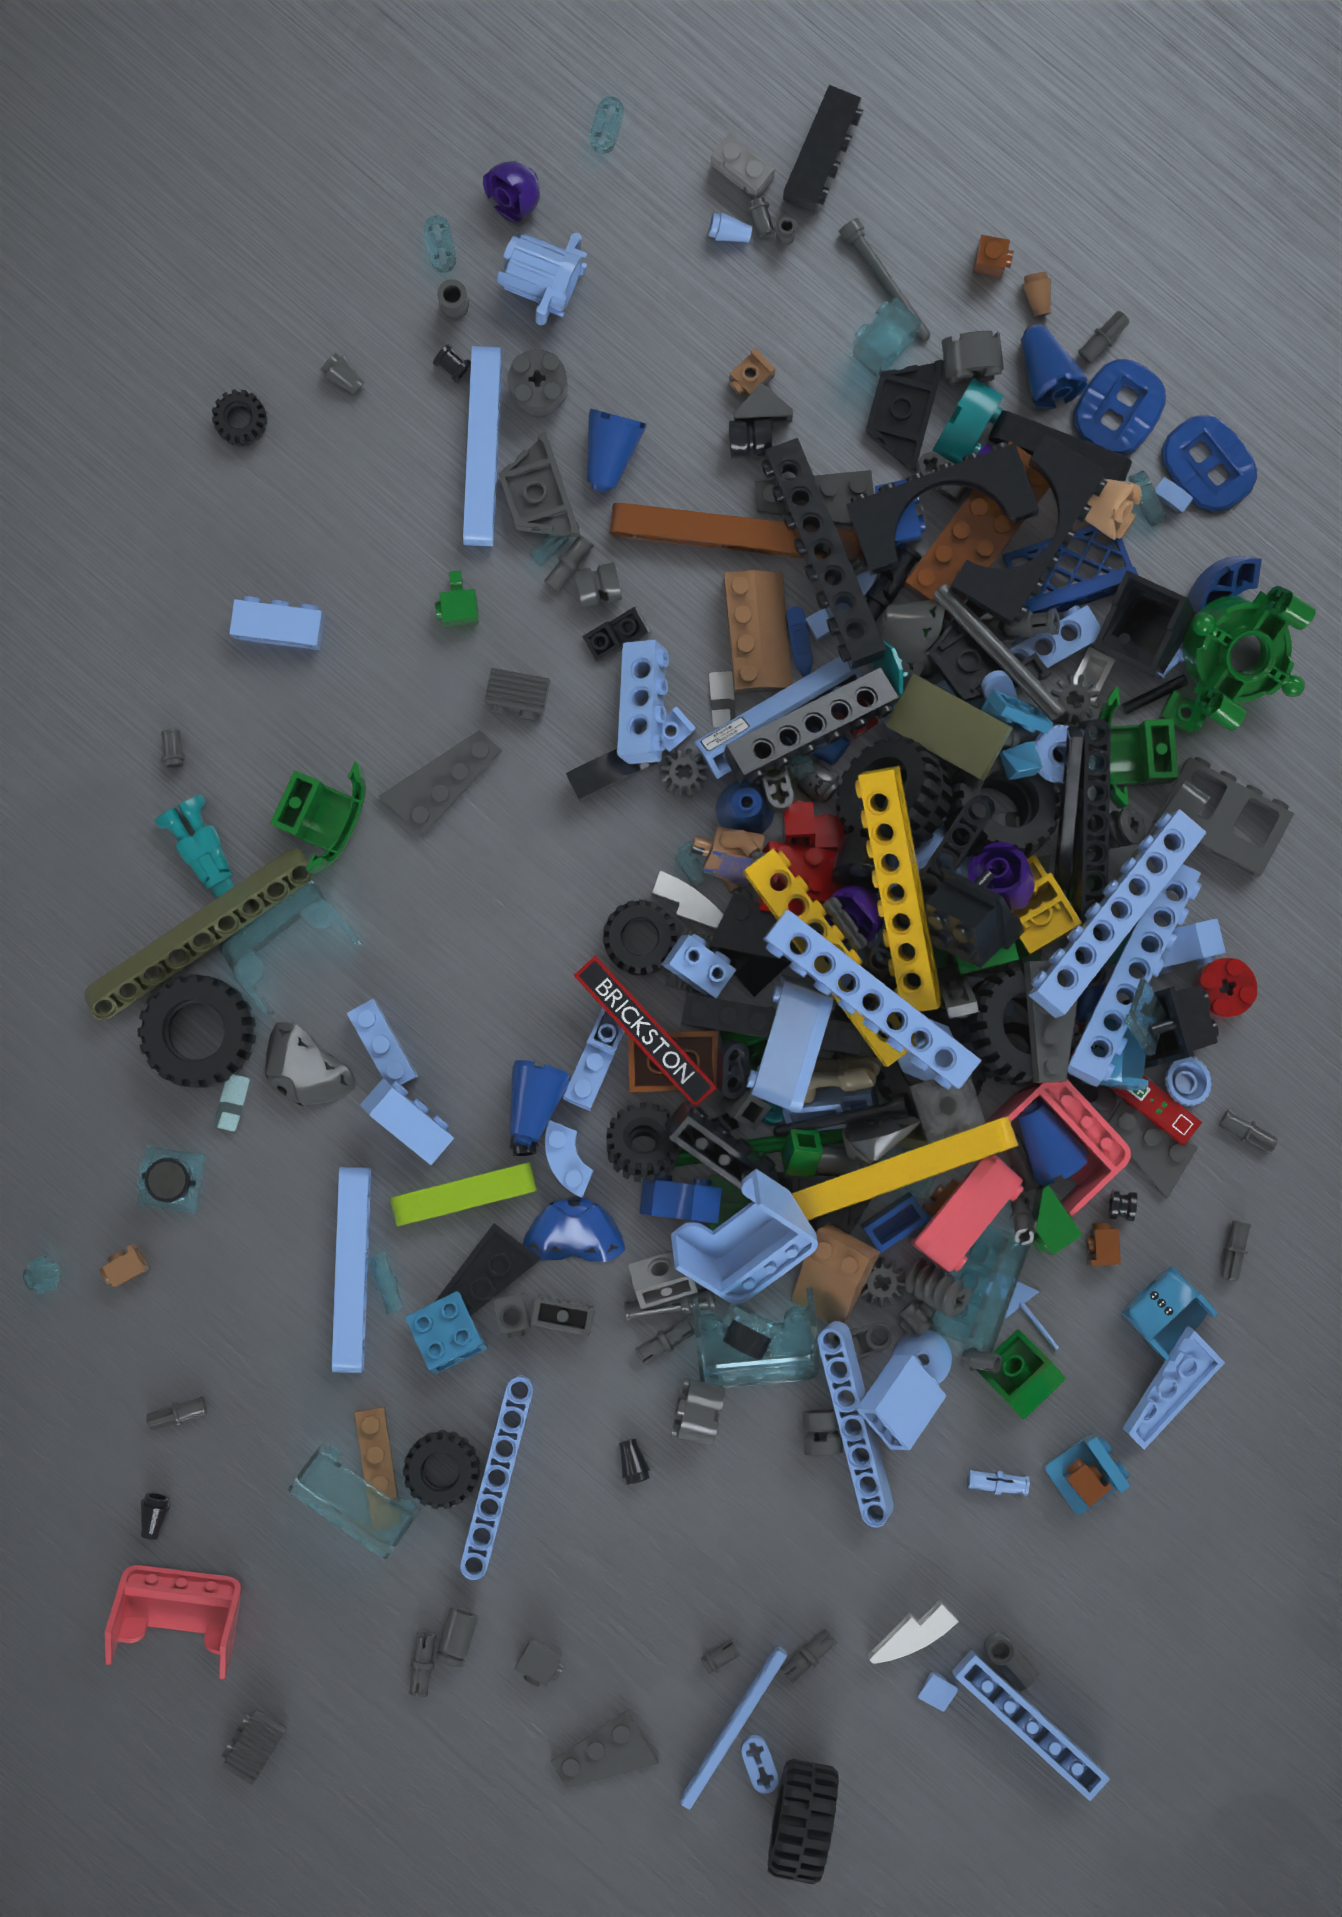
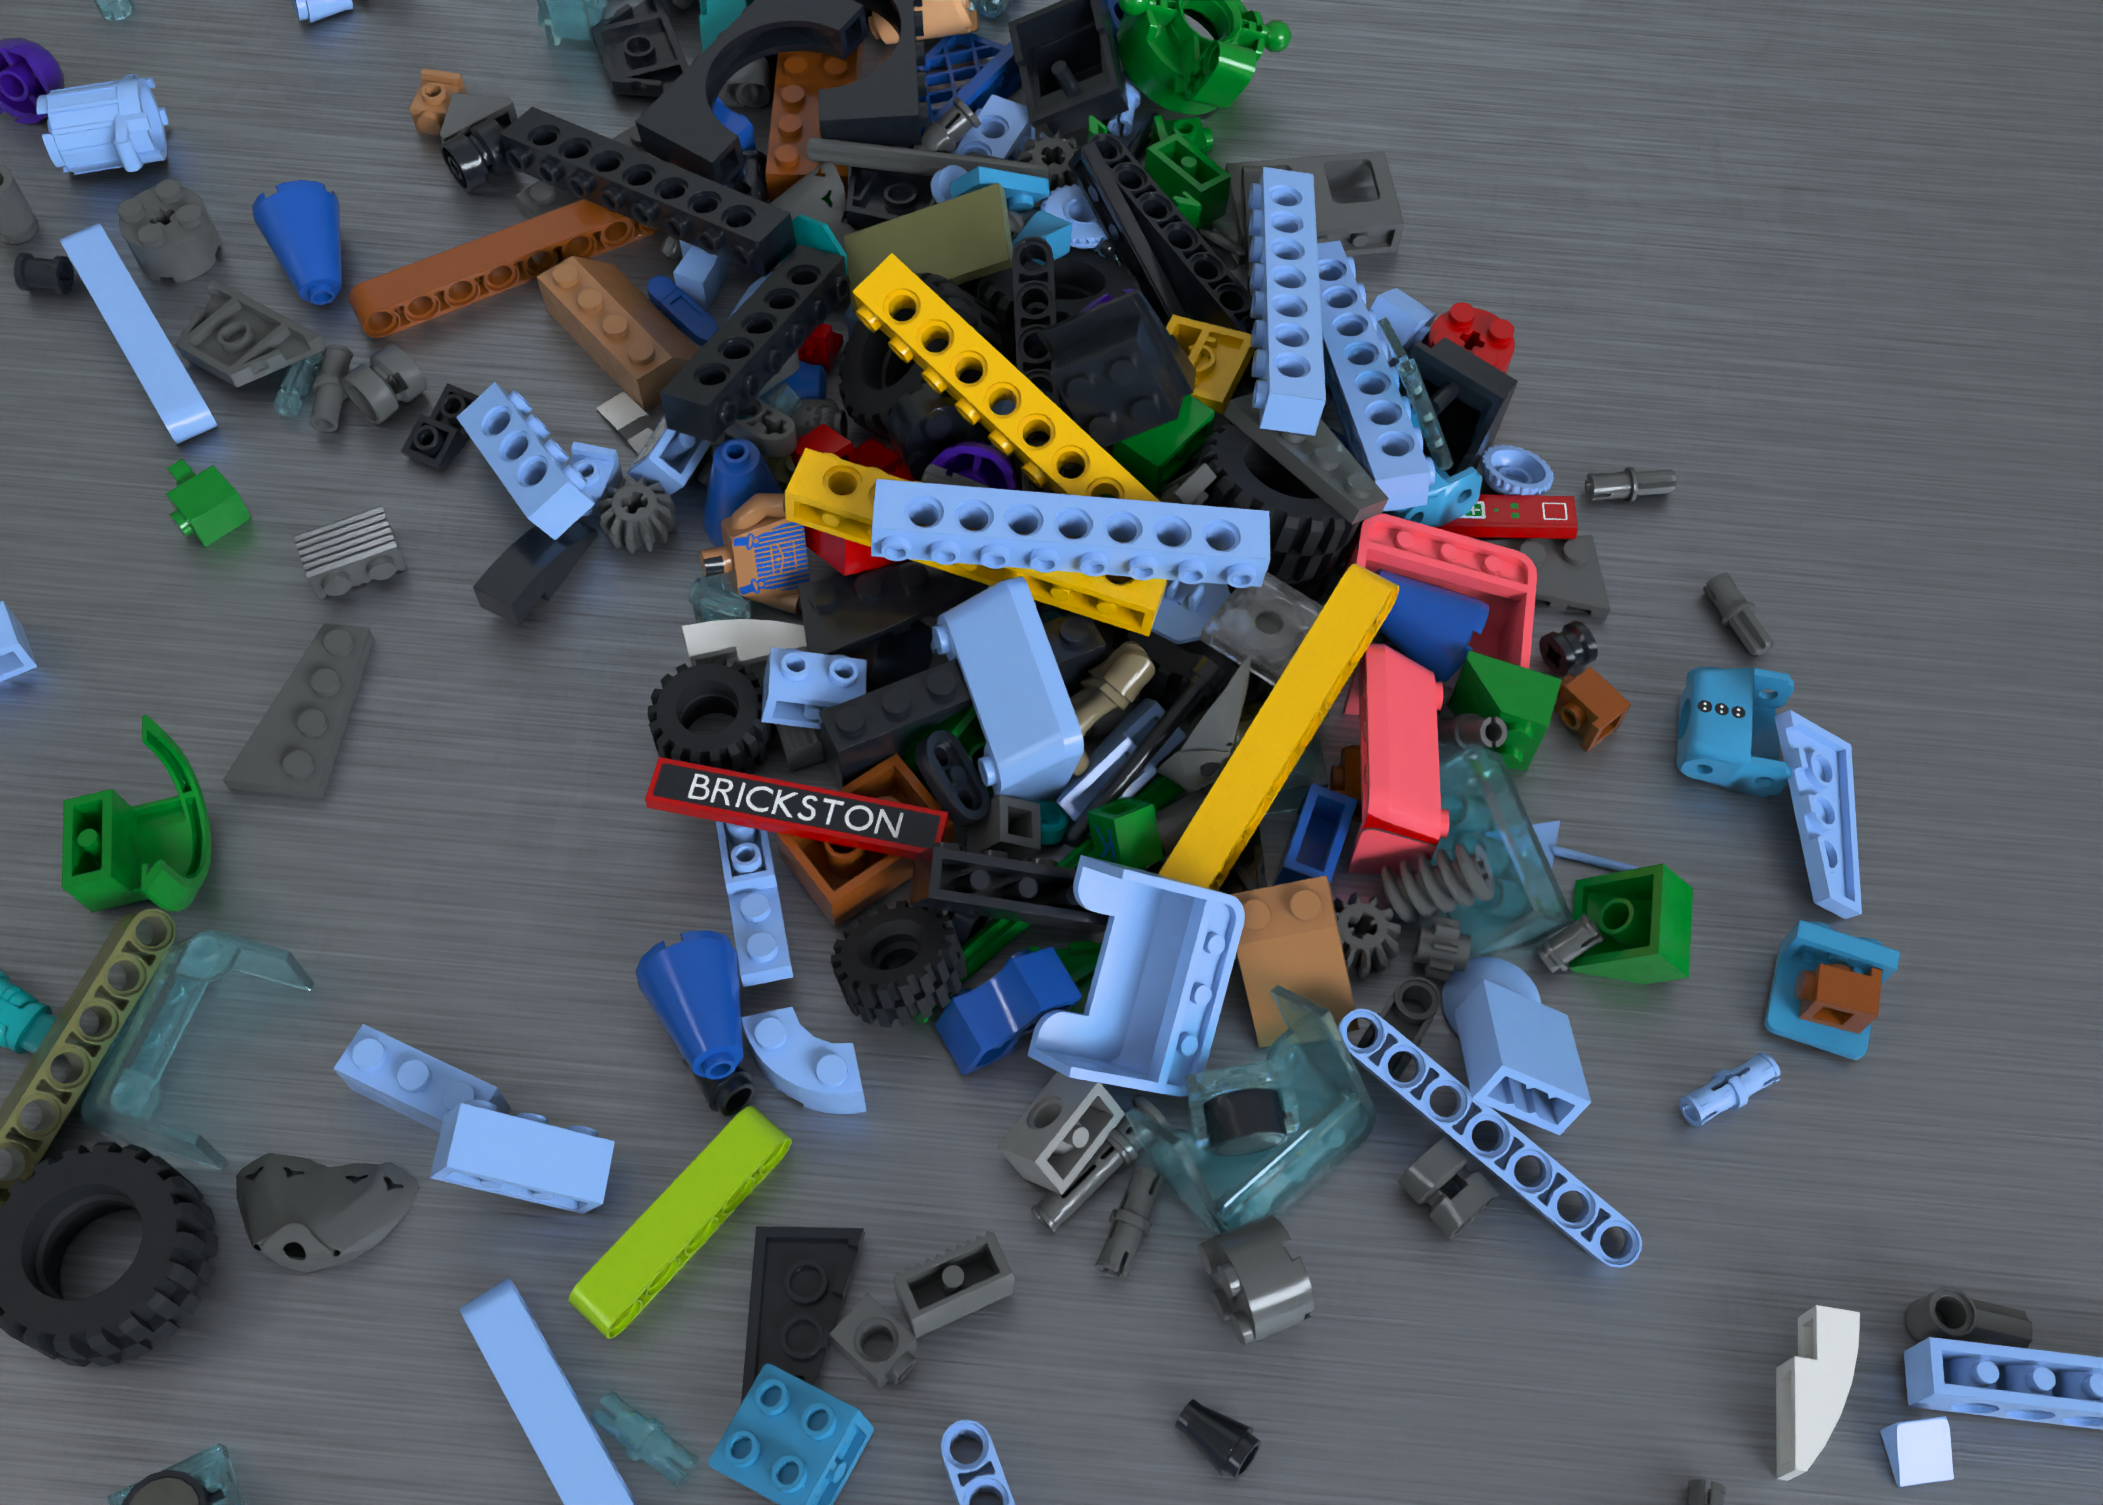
camera: 40 degrees left, 25 degrees down
(231, 1103) = (225, 1335): clear light blue sticker -> none
(574, 1232) = (882, 1157): blue piece -> none

